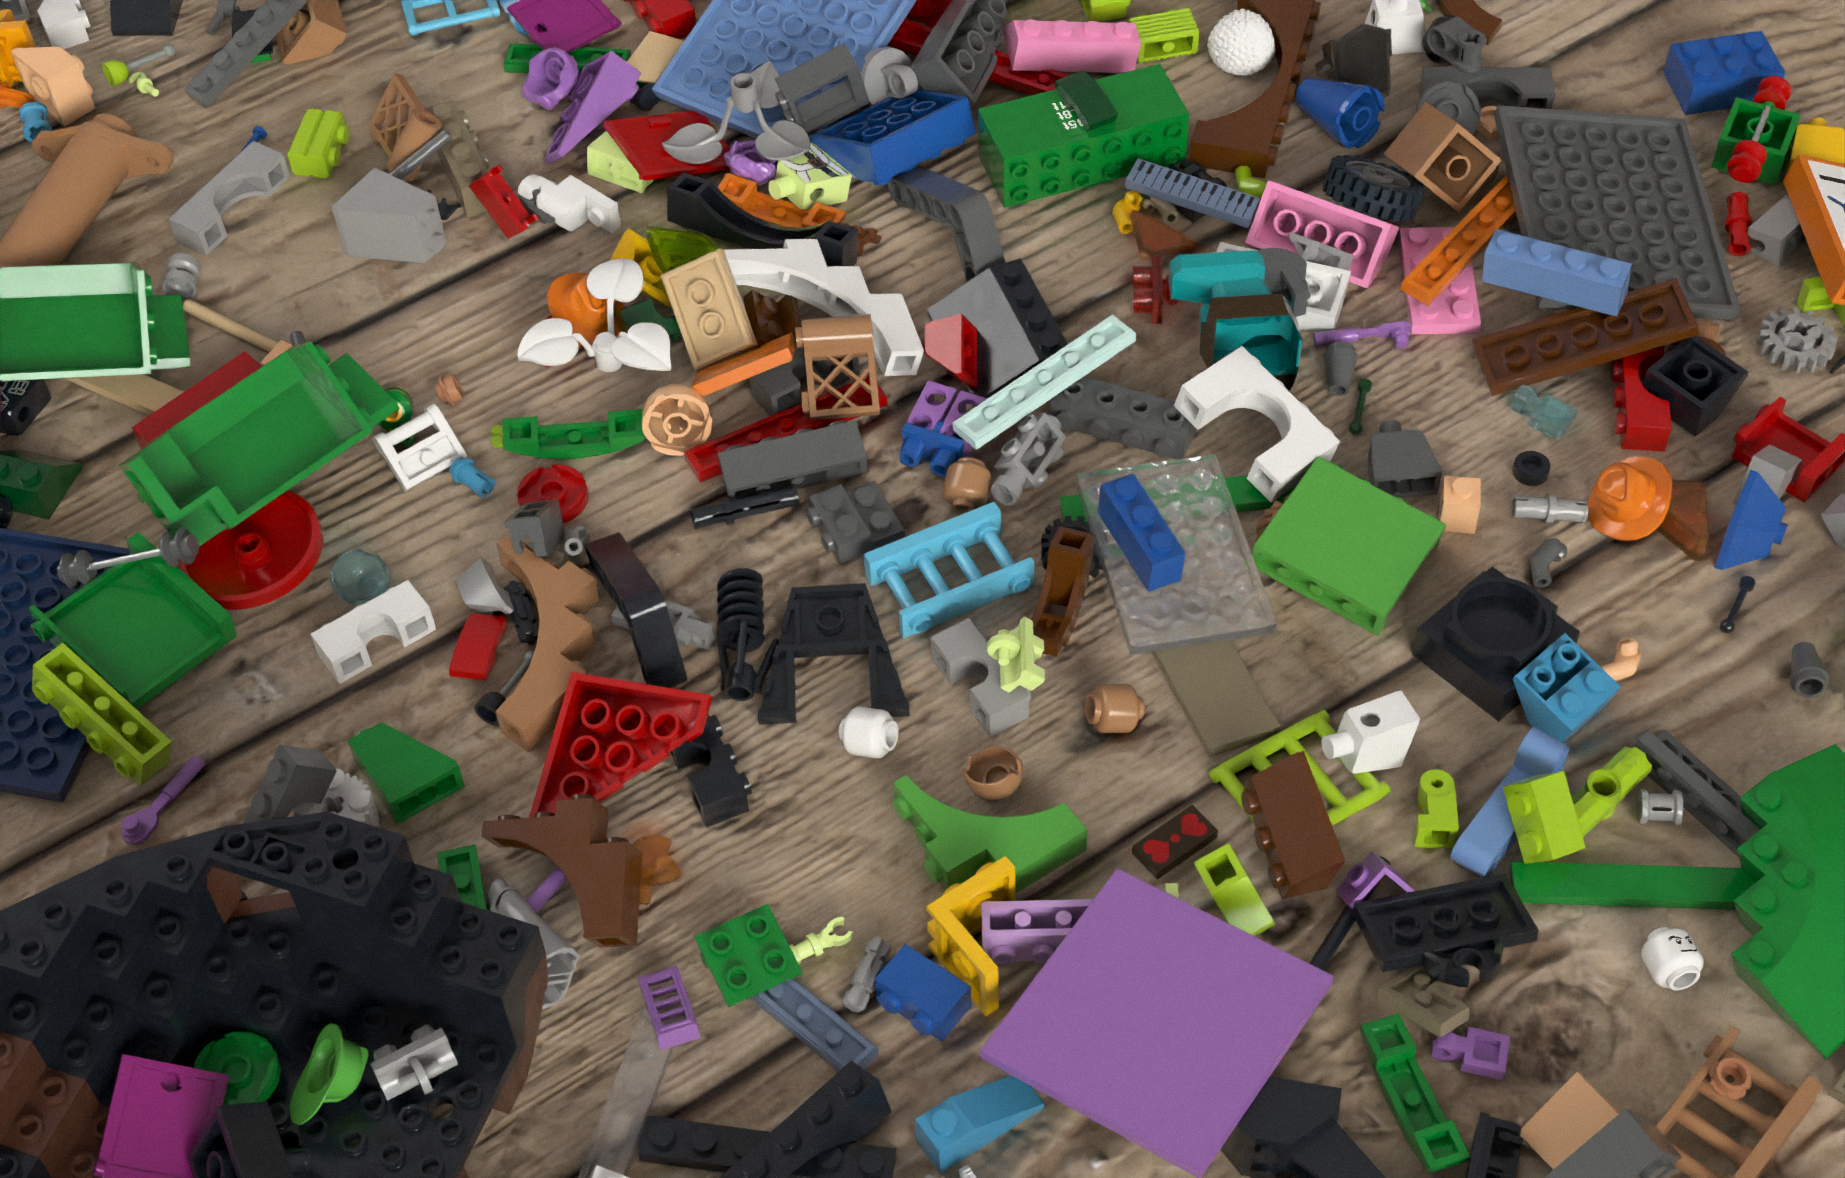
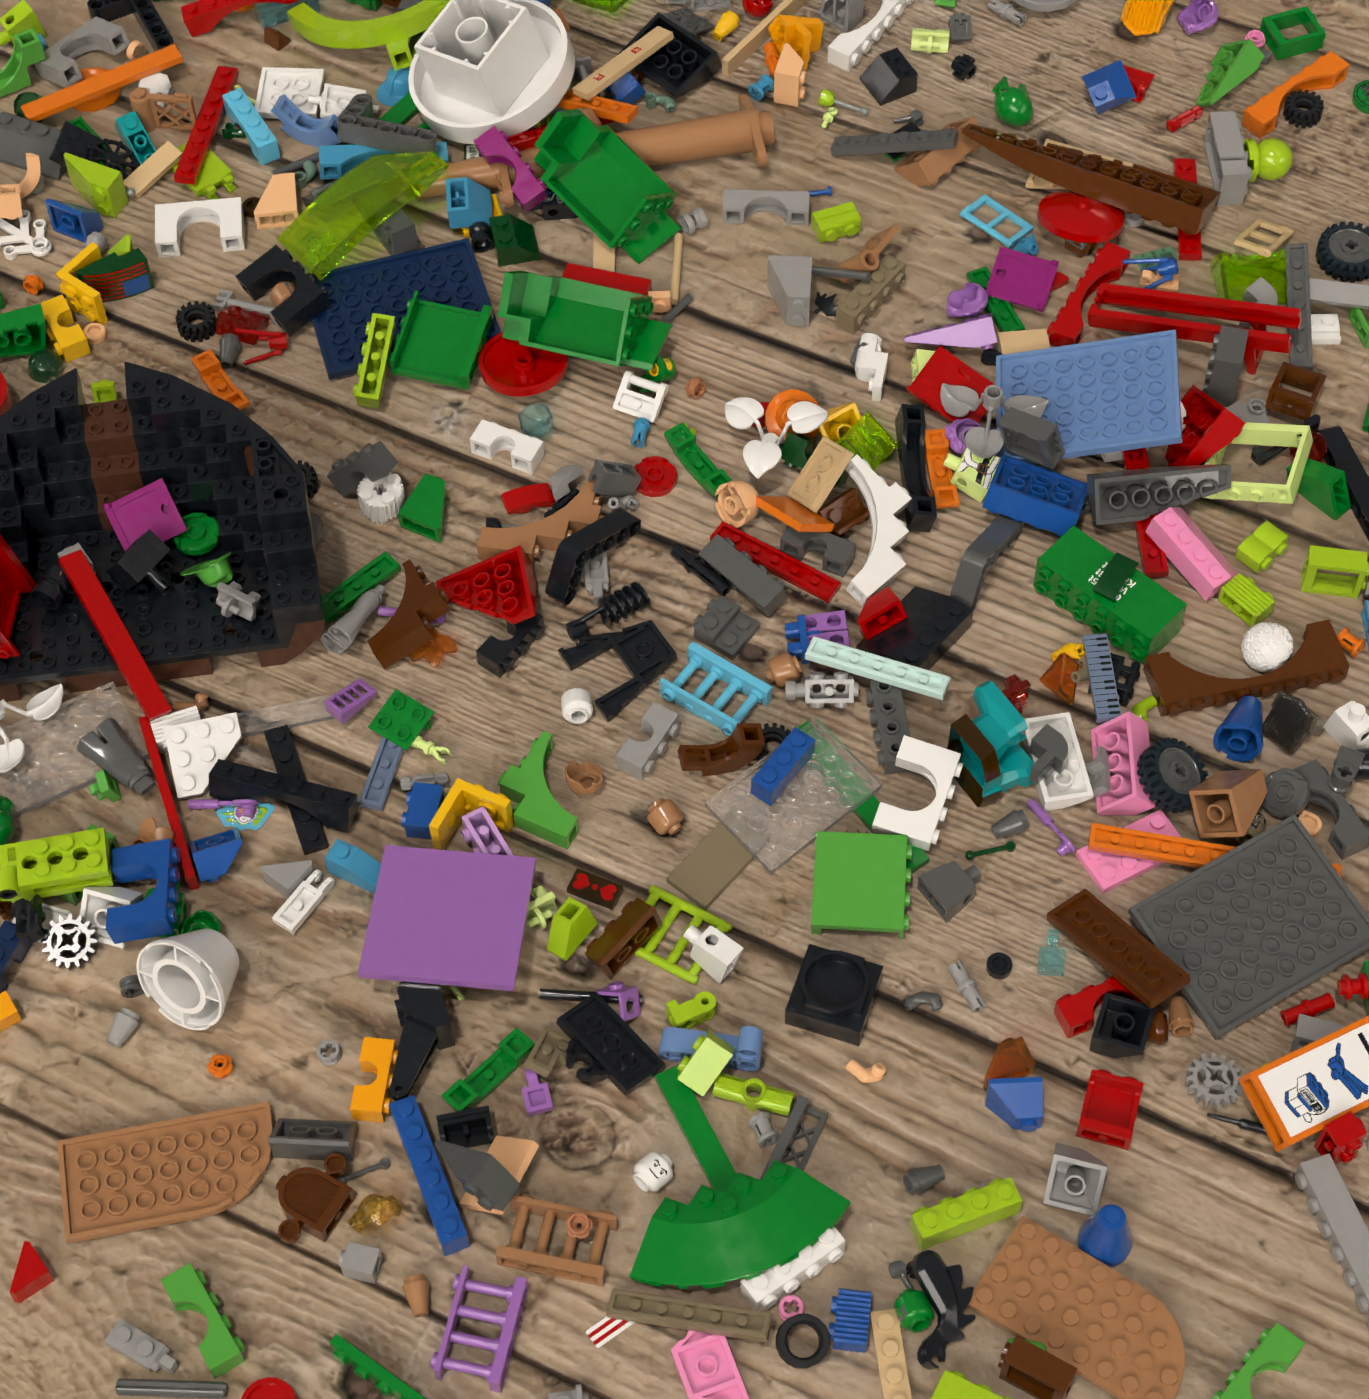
camera: 60 degrees right, 5 degrees up
(144, 822) = (338, 419): medium lavender piece -> none
(173, 549) = (486, 326): dark grey axle -> none
(502, 202) = (845, 333): red hinge -> none
(832, 340) = (841, 550): medium nougat piece -> none
(864, 237) = (946, 522): reddish brown plant -> none
(888, 74) = (1080, 462): light grey tile -> none
(1016, 655) = (650, 752): yellowish green hips -> none
(1460, 504) = (933, 933): light nougat brick -> none
(1556, 272) = (1149, 893): medium blue wedge -> none
(1563, 689) = (813, 1042): dark azure slope -> none
(1630, 498) = (996, 1022): orange hat -> none
(1746, 585) = (980, 1123): black hinge -> none
(1775, 468) = (1072, 1101): light grey slope -> none

